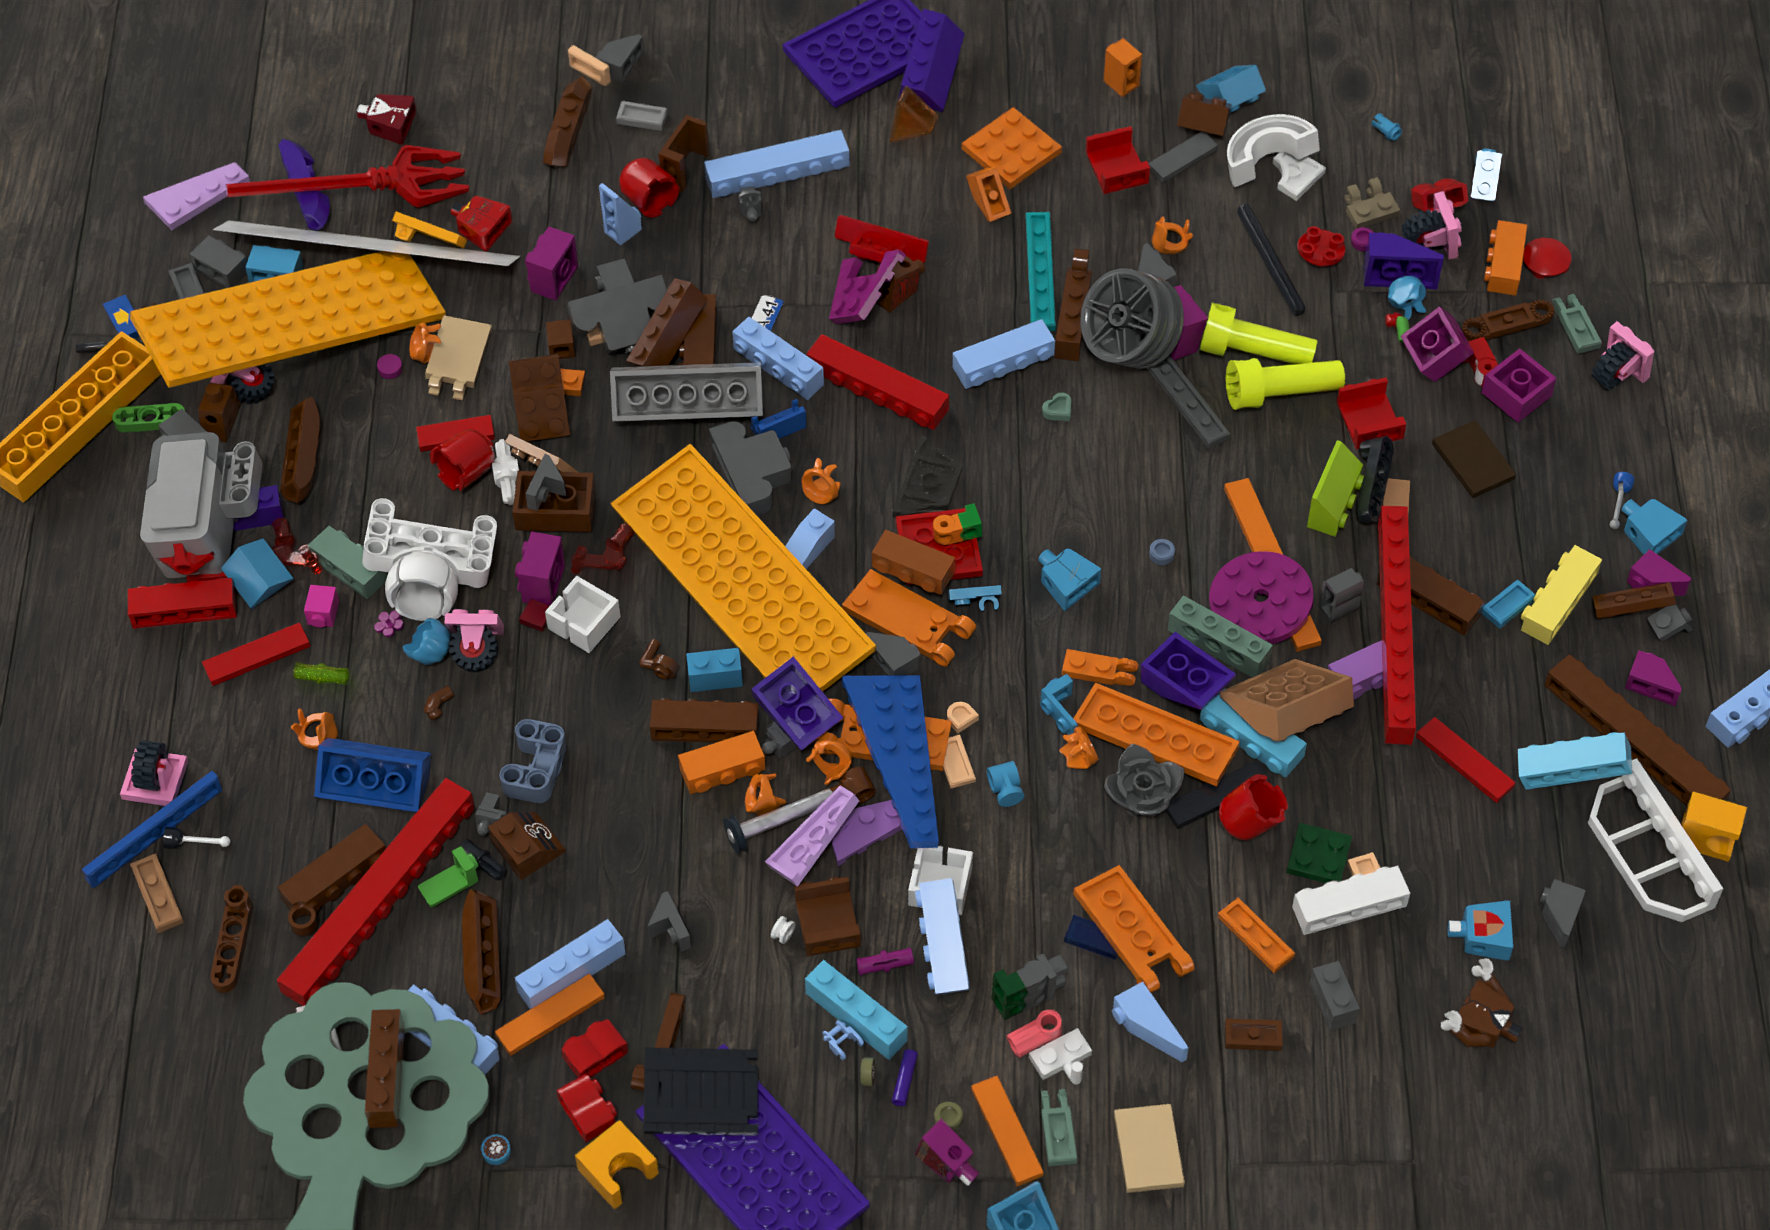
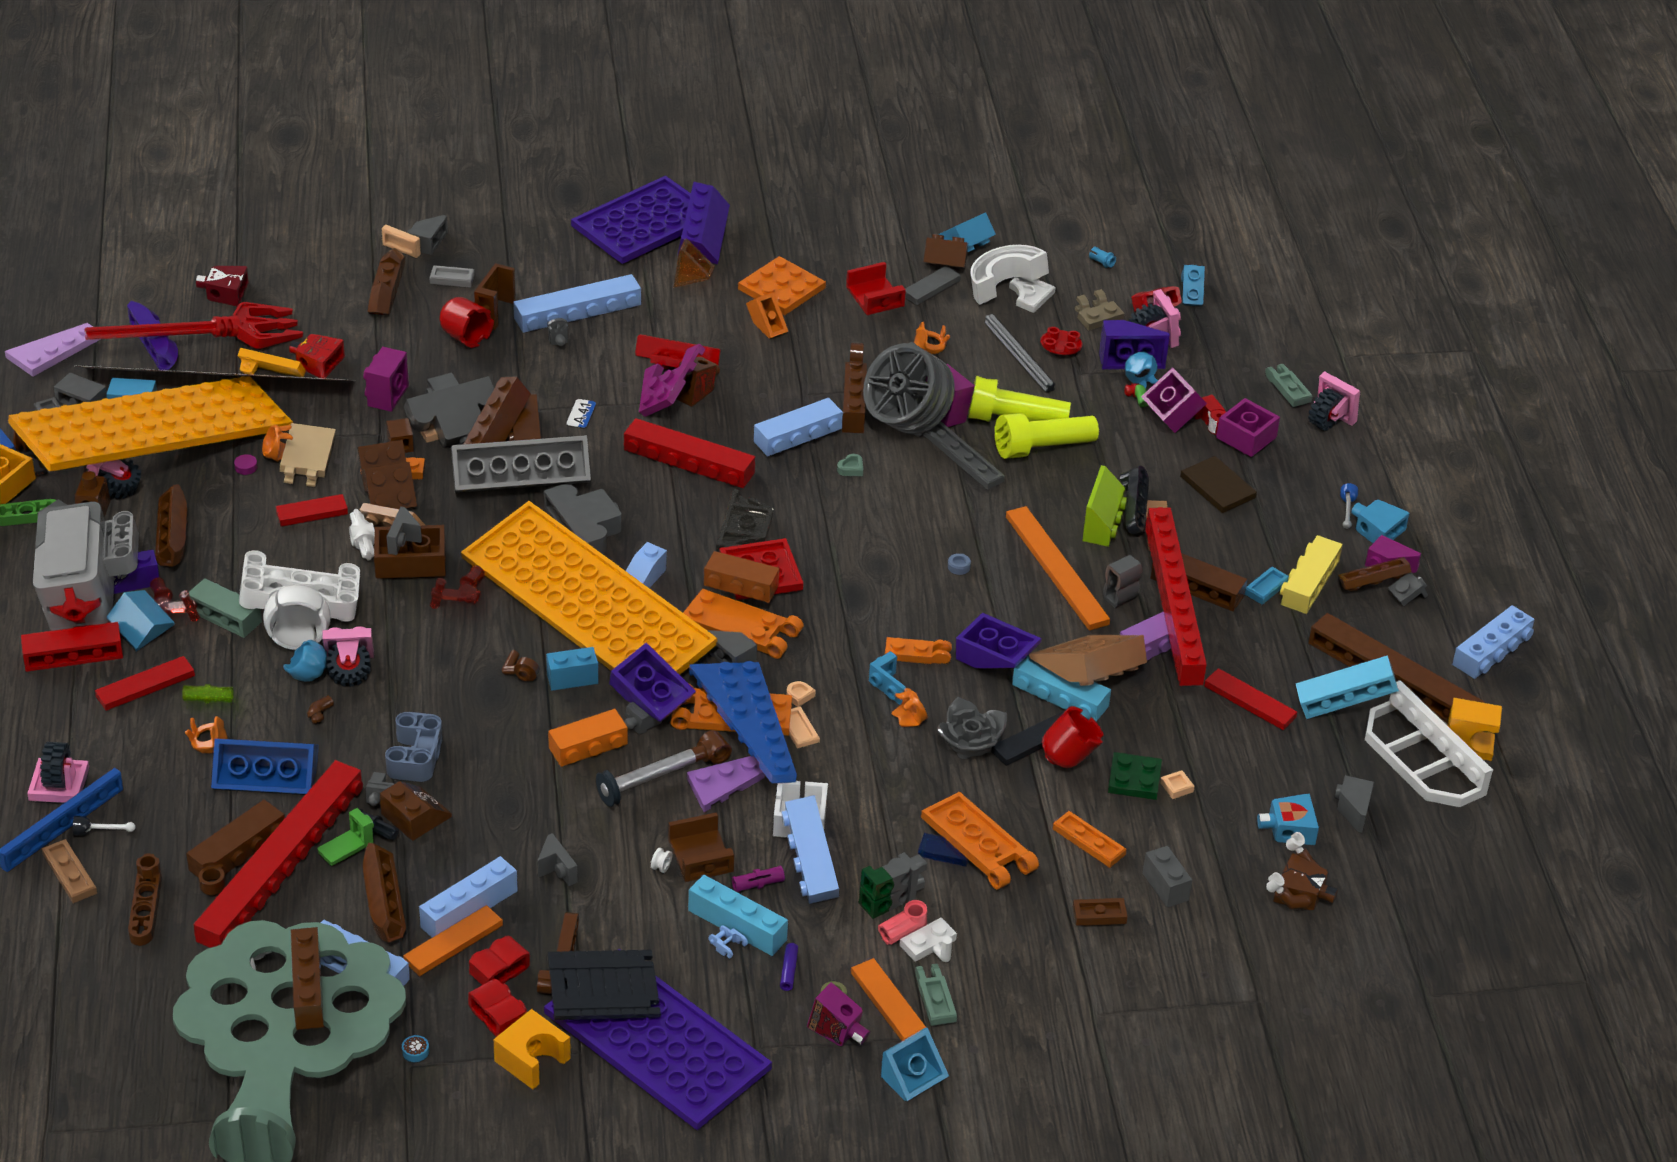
camera: 10 degrees left, 15 degrees down
(321, 606) = (203, 641): dark pink brick -> none
(389, 623) = (266, 653): magenta plant -> none
(463, 458) = (322, 524): red cylinder -> none
(534, 615) = (403, 639): dark red tile -> none
(540, 568) = (404, 600): magenta brick -> none
(587, 616) = (446, 632): white piece -> none
(619, 217) = (443, 341): light blue slope -> none
(701, 720) = (563, 707): reddish brown brick -> none
(766, 800) = (633, 760): orange piece -> none
(778, 358) = (603, 441): light blue brick -> none
(782, 423) = (612, 486): blue hinge -> none
(807, 843) = (677, 788): lavender wing -> none
(822, 489) = (649, 533): orange piece -> none
(831, 770) = (688, 739): orange piece -> none
(868, 1071) = (755, 962): olive tile -> none
(958, 526) = (777, 549): leg -> none
(963, 595) = (790, 601): dark azure plate -> none
(1006, 780) = (848, 736): dark azure piece -> none
(1040, 268) = (819, 364): teal tile -> none
(1068, 576) = (880, 584): dark azure torso -> none
(1122, 67) = (870, 221): orange brick -> none
(1146, 1020) = (1004, 907): light blue slope -> none
(1148, 1148) = (1020, 1005): tan tile -> none
(1167, 736) = (944, 684): orange plate -> none
(1220, 637) = (1027, 617): sand green brick -> none
(1268, 574) = (1033, 603): magenta plate -> none
(1350, 899) = (1169, 804): white brick -> none
(1360, 238) = (1093, 335): magenta tile -> none
(1369, 412) = (1120, 453): red panel -> none
(1505, 257) = (1220, 341): orange brick -> none
(1508, 320) = (1233, 384): reddish brown plate -> none
(1546, 257) = (1254, 341): red dish -> none
(1653, 679) = (1402, 630): magenta slope -> none

